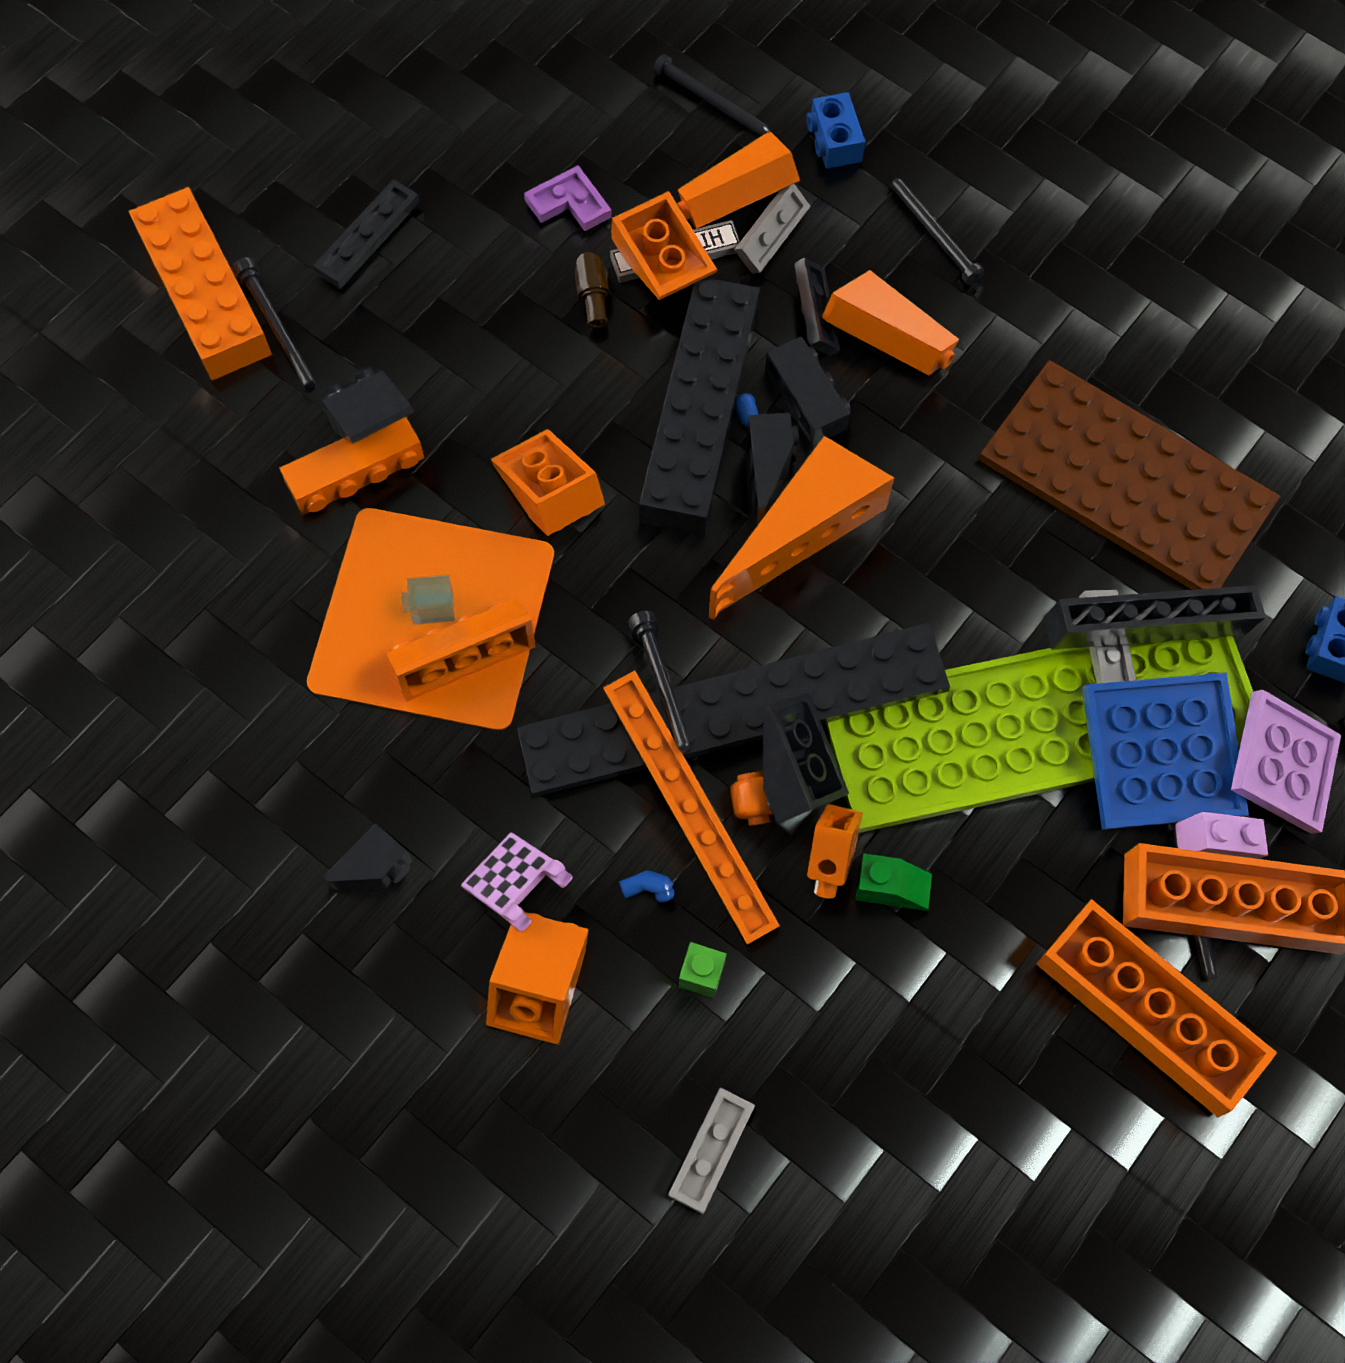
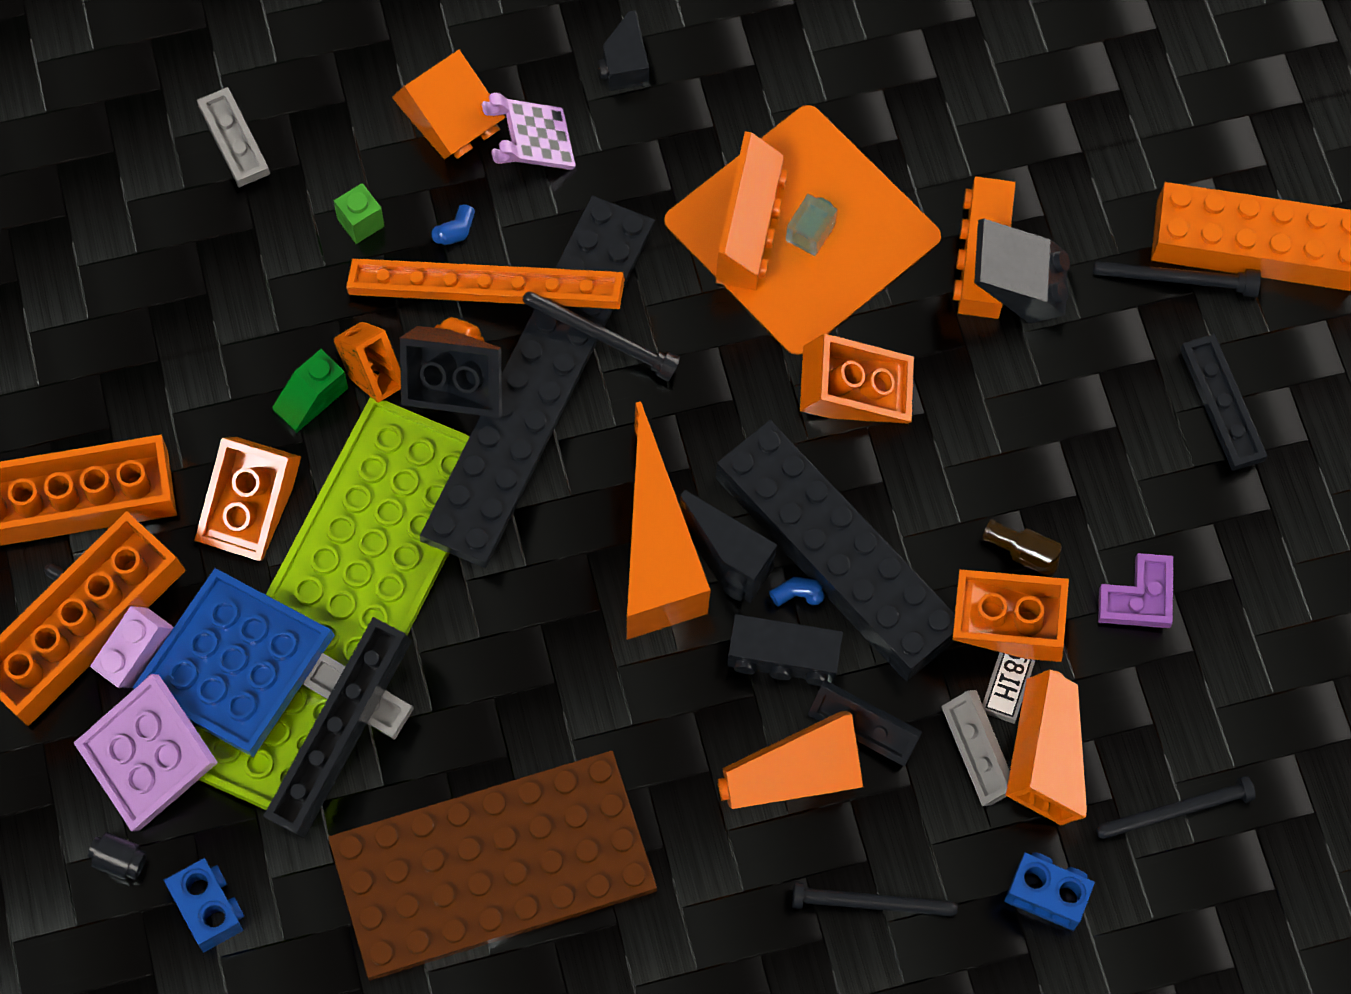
camera: 125 degrees right, 0 degrees up
(1020, 860) = (246, 497): none -> orange slope

